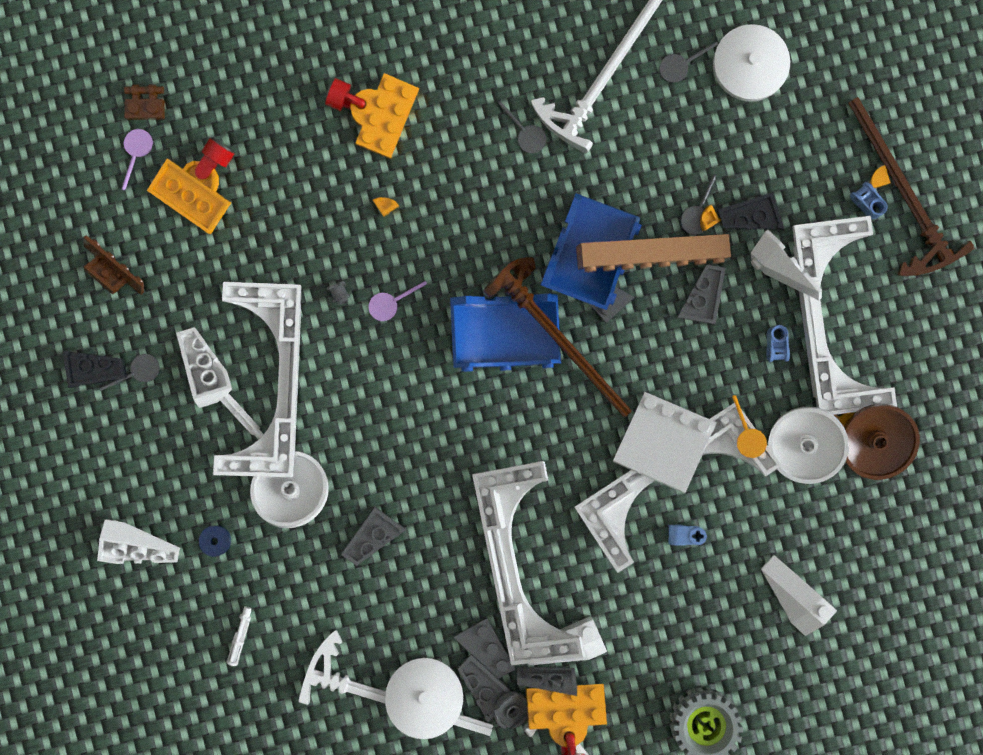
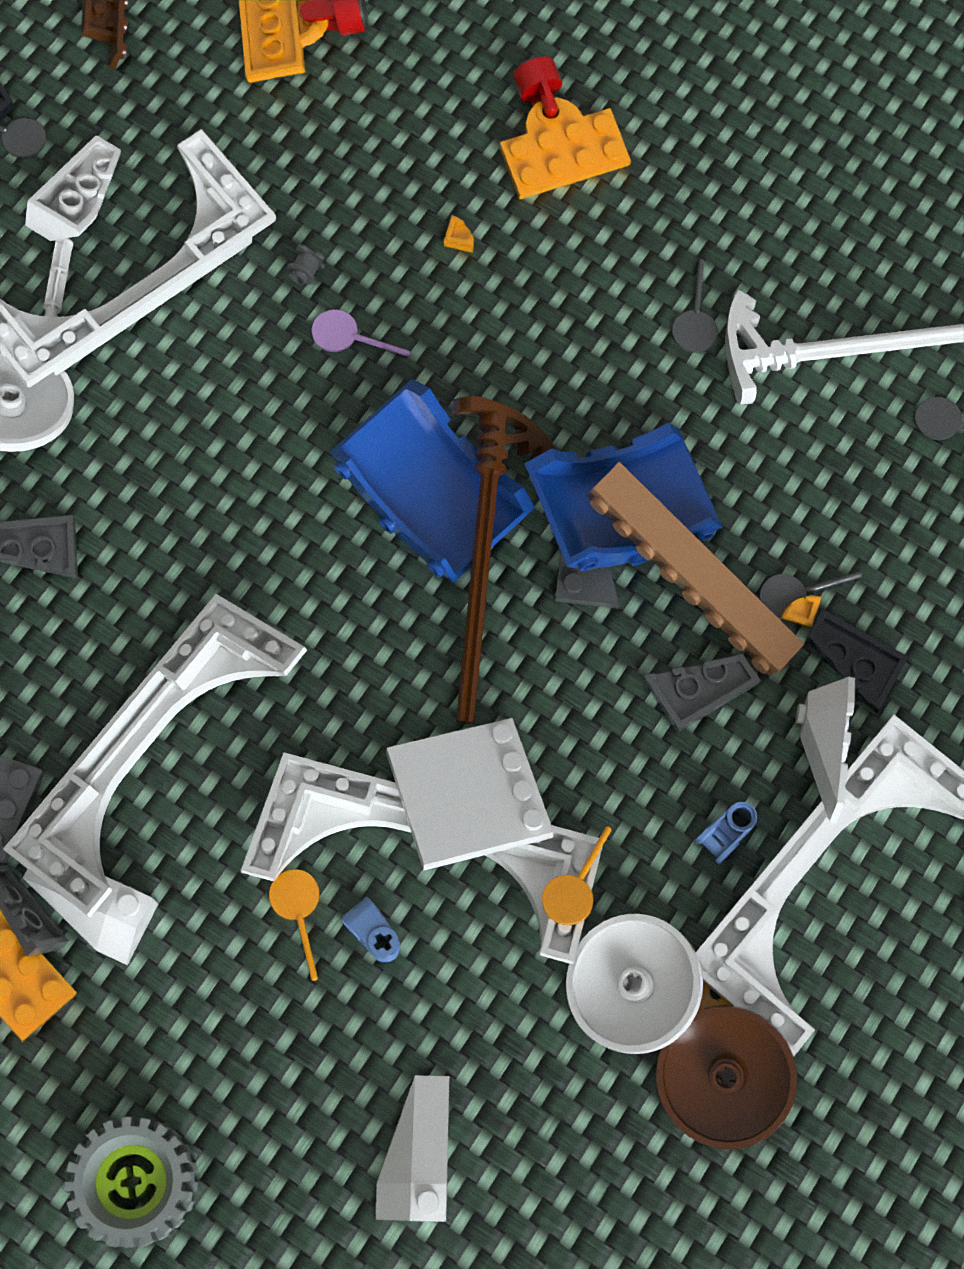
camera: 40 degrees right, 15 degrees down
(642, 556) = (294, 898): none -> light orange piece

